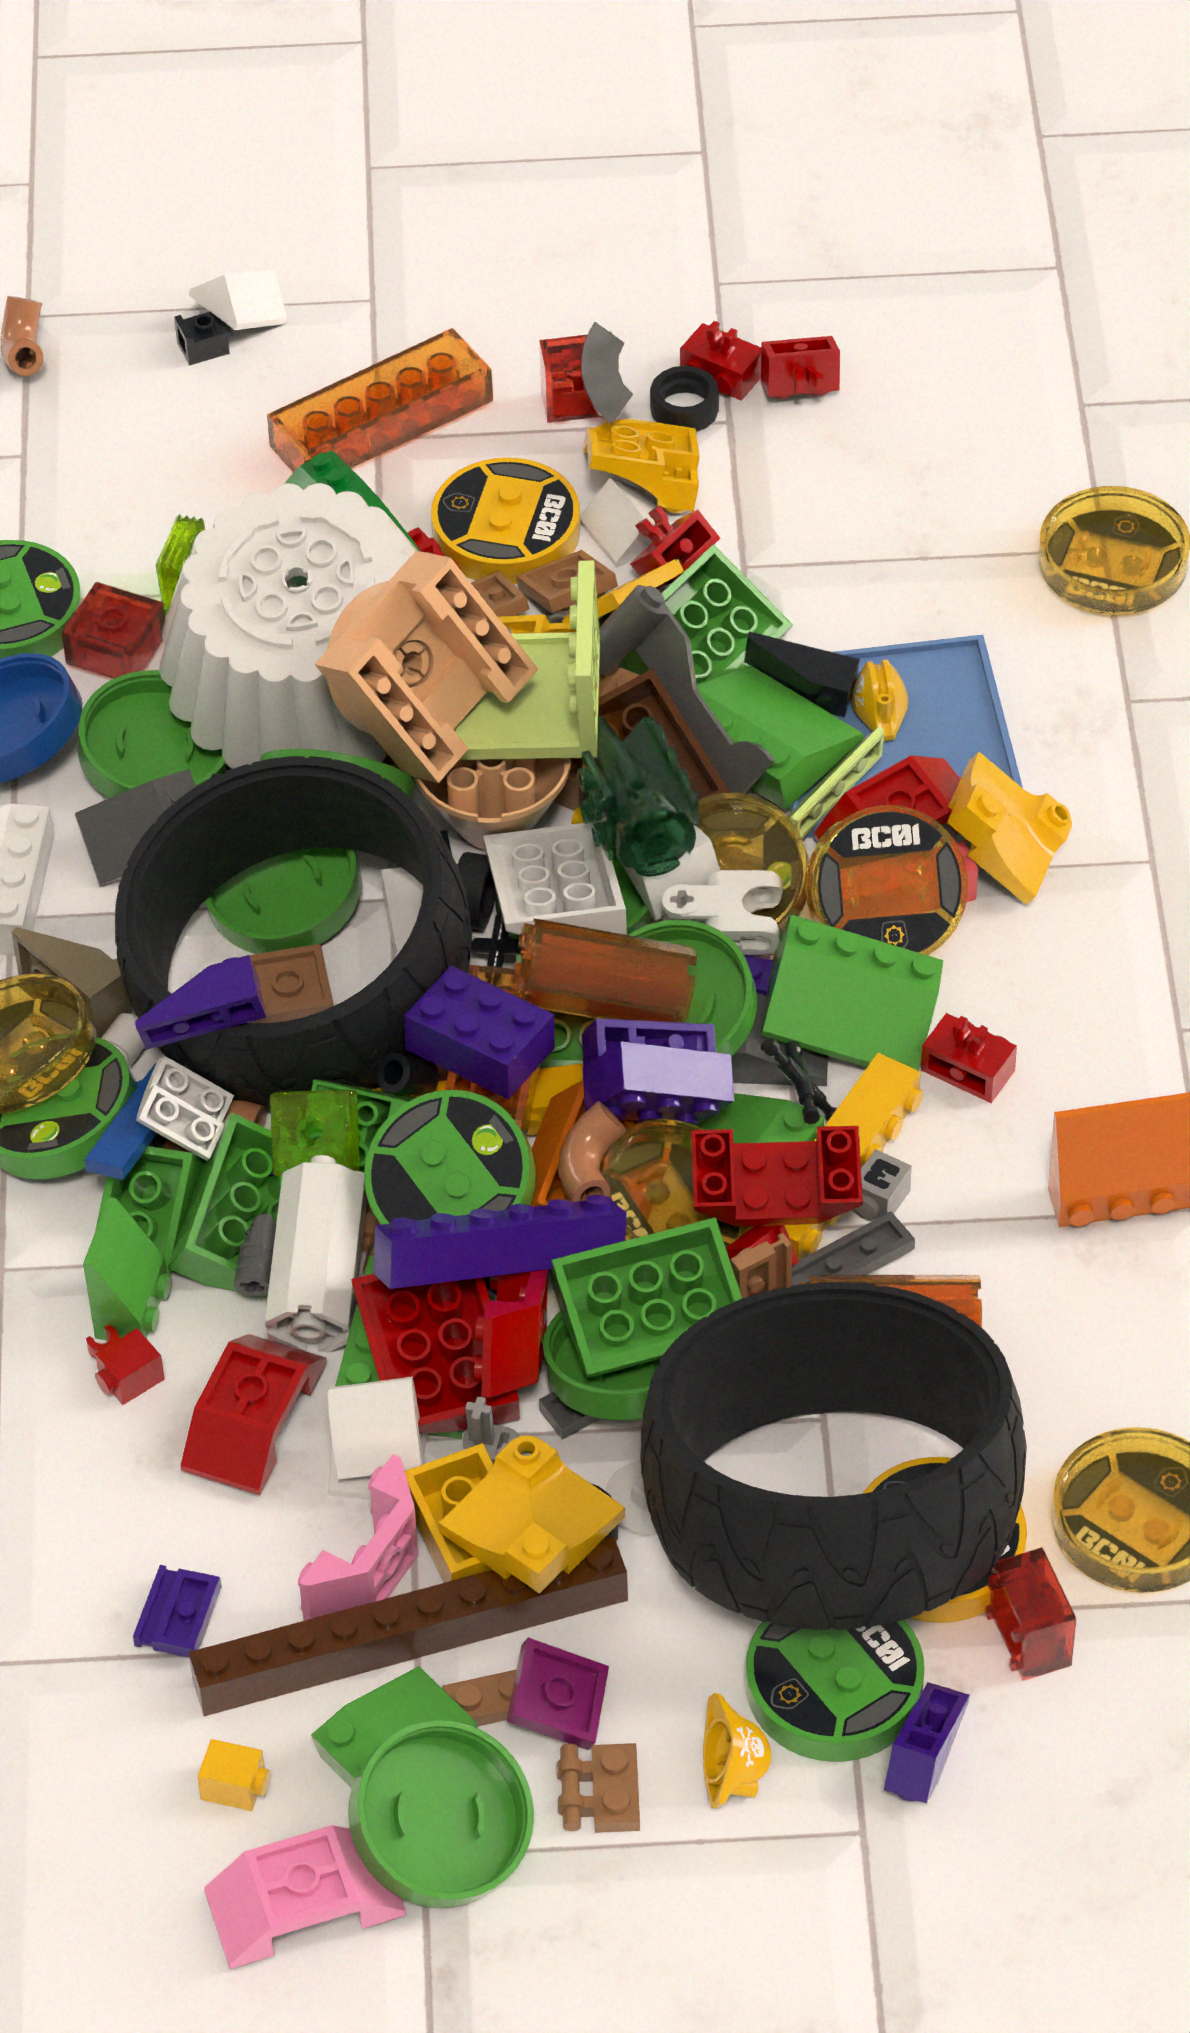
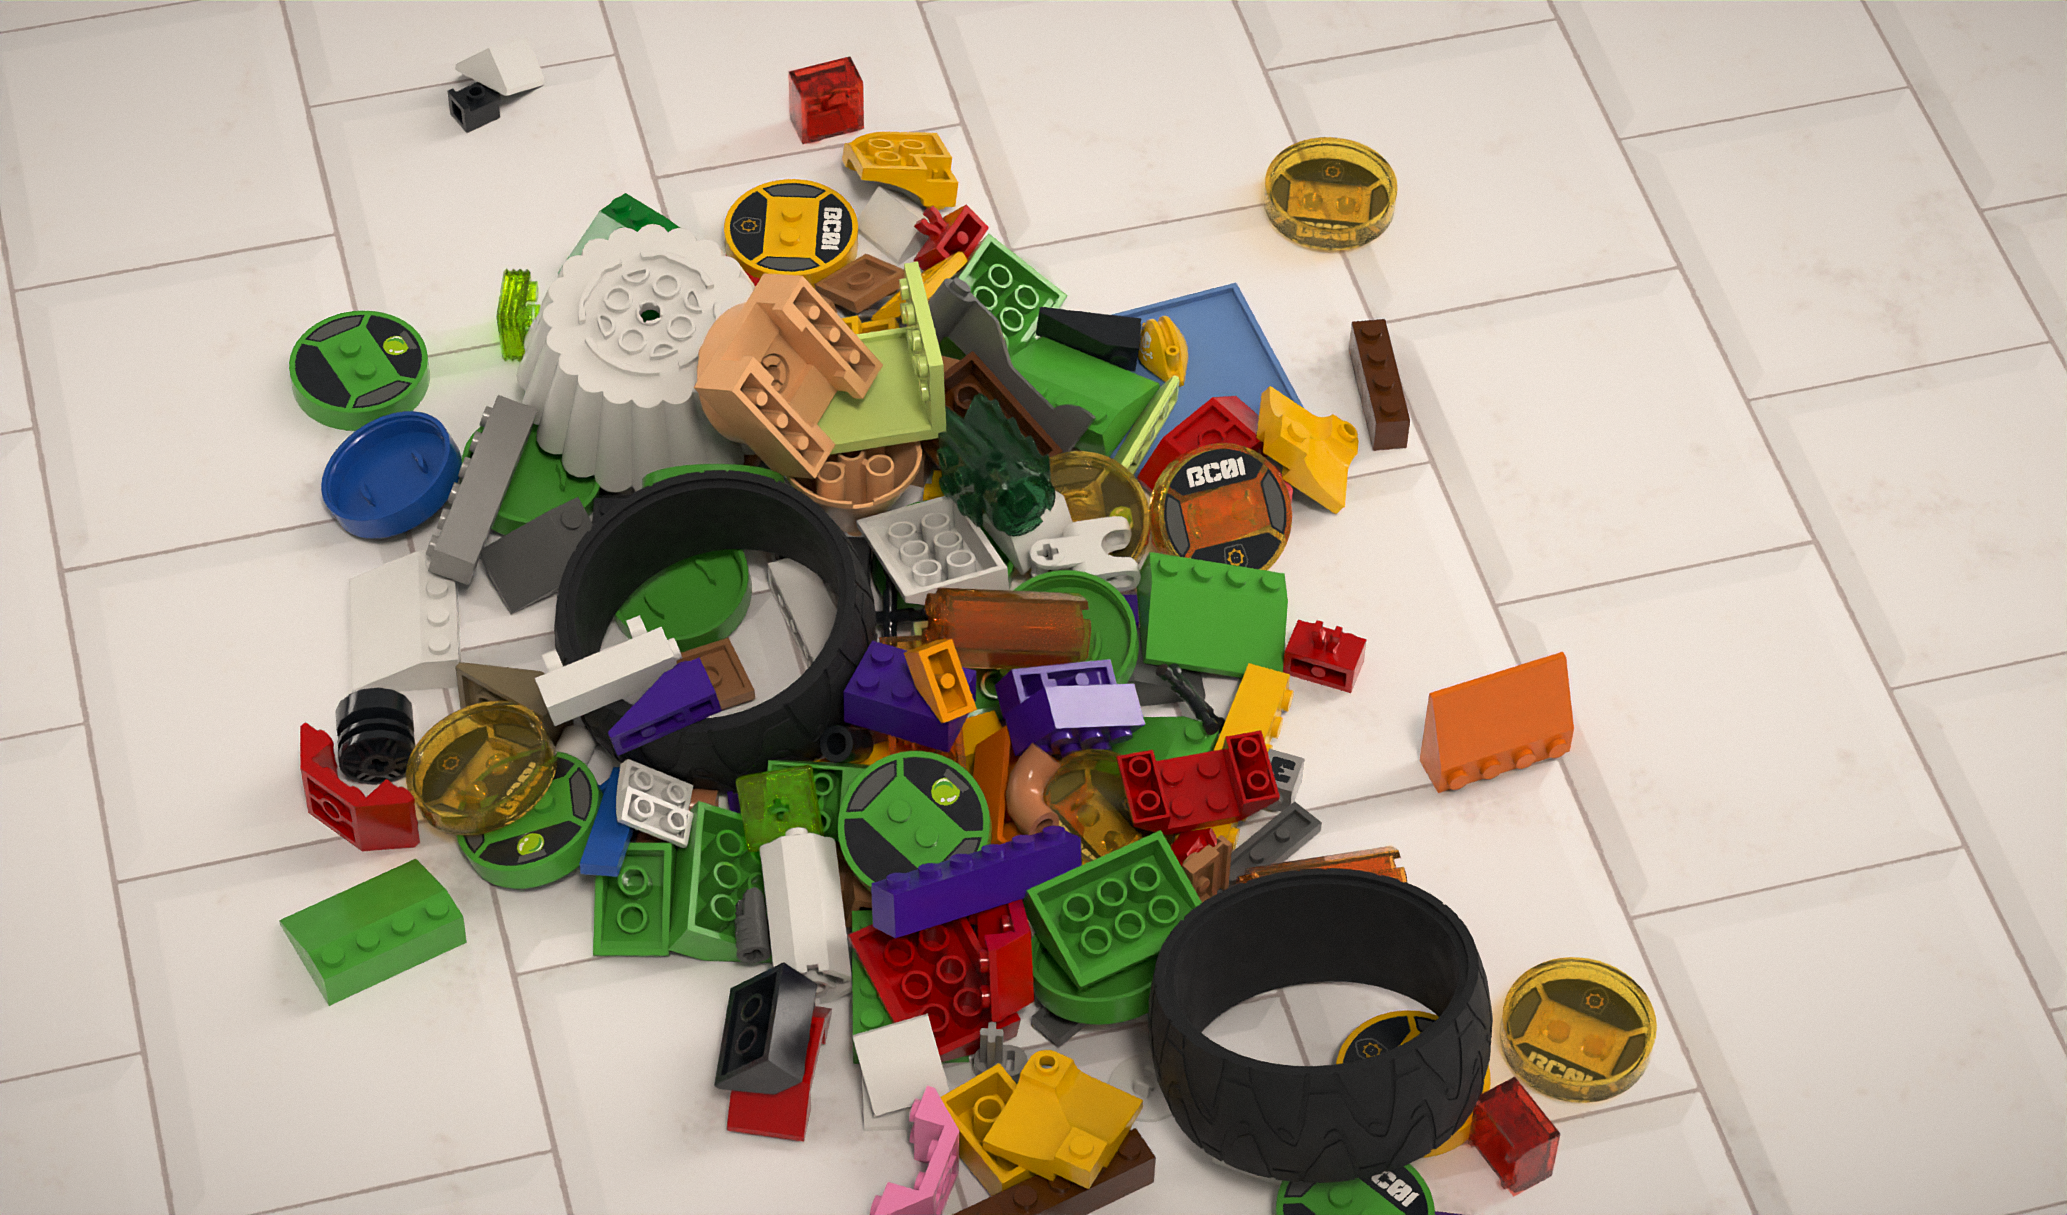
camera: 15 degrees left, 0 degrees up
(20, 335) = (308, 125): nougat cylinder -> none
(91, 747) = (482, 489): none -> light grey brick
(113, 631) = (466, 381): clear red container -> none
(124, 1275) = (638, 967): bright green slope -> none
(126, 1364) = (653, 1043): red brick -> none
(150, 961) = (606, 674): none -> white brick
(238, 1370) = (766, 1032): none -> black slope
(384, 403) = (656, 146): clear orange brick -> none
(506, 1017) = (941, 679): none -> light orange slope
(601, 373) = (851, 94): dark grey tile -> none
(681, 380) = (921, 91): black tyre -> none
(725, 356) = (945, 70): red brick -> none
(800, 366) = (1017, 66): red brick -> none
(1111, 768) = (1379, 384): none -> reddish brown brick

